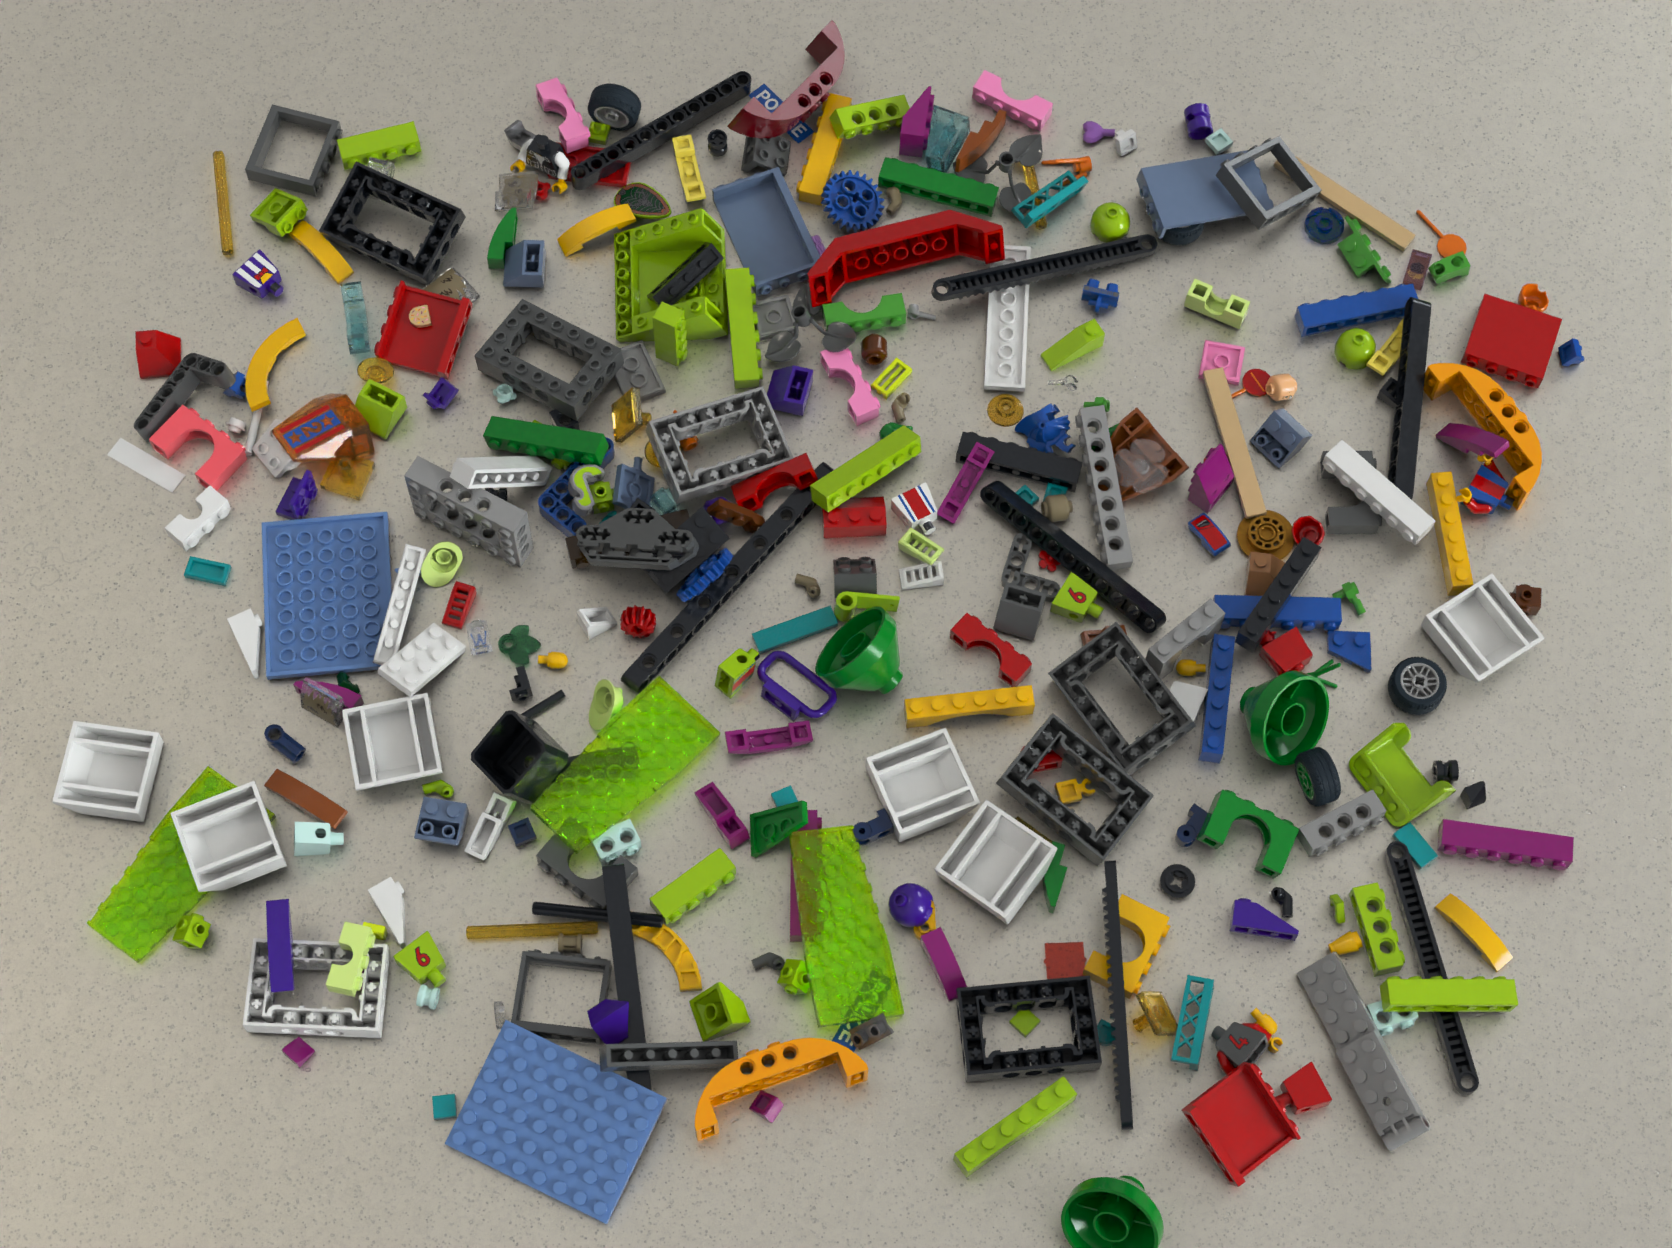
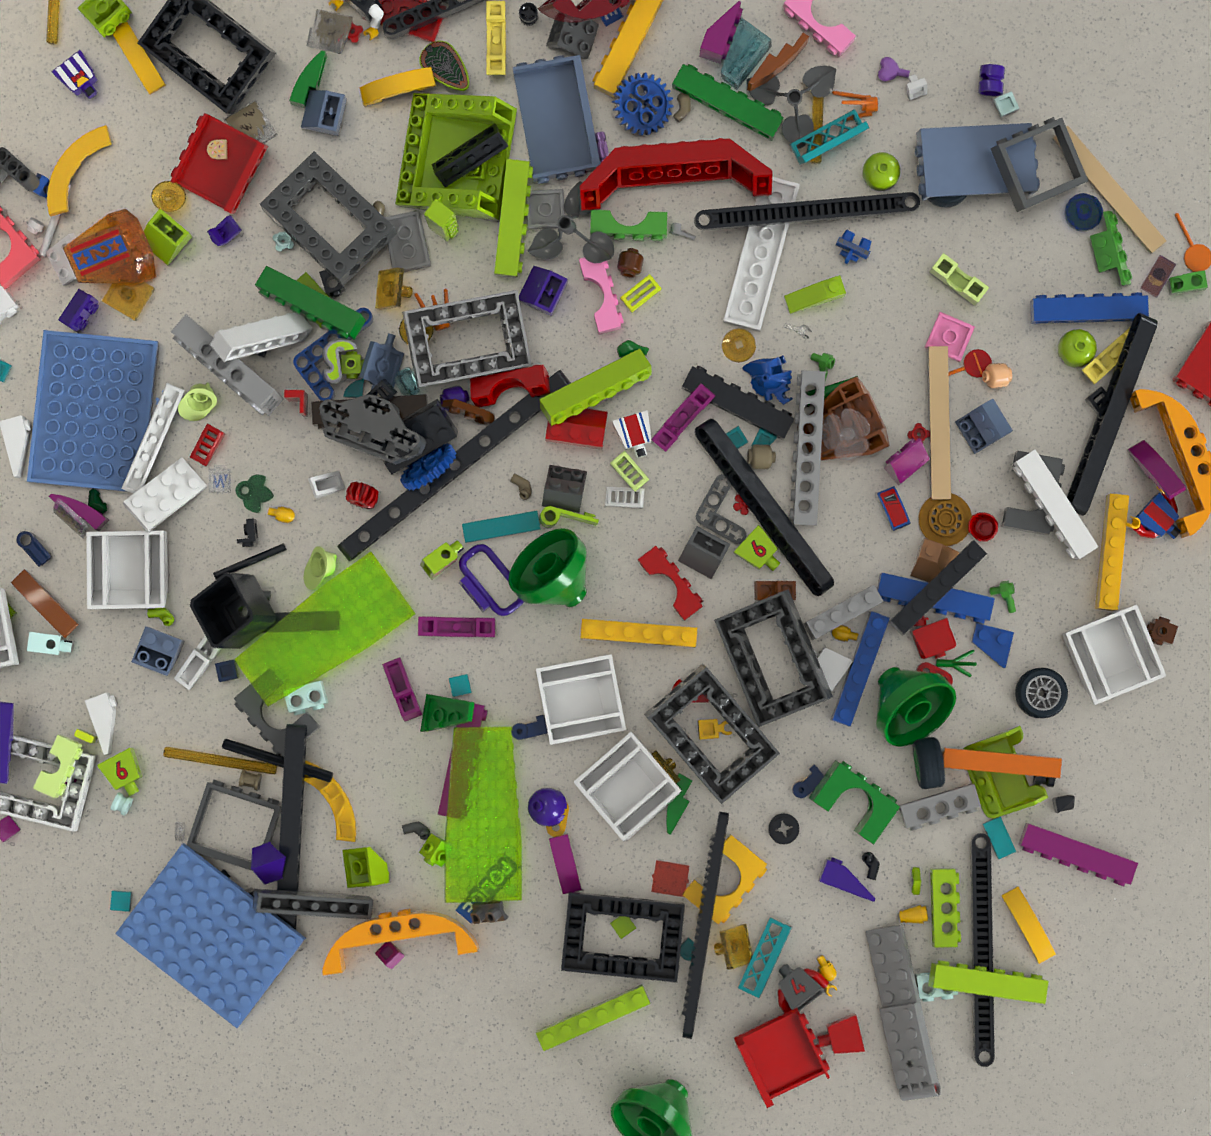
camera: 15 degrees right, 20 degrees up
(356, 318) = (159, 141): clear light blue arch -> none
(548, 537) = (298, 396): none -> red panel
(693, 886) = (363, 750): lime brick -> none
(843, 117) = (649, 18): lime brick -> none
(899, 405) = (640, 323): dark tan arm -> none
(1399, 758) = (1002, 762): none -> orange brick

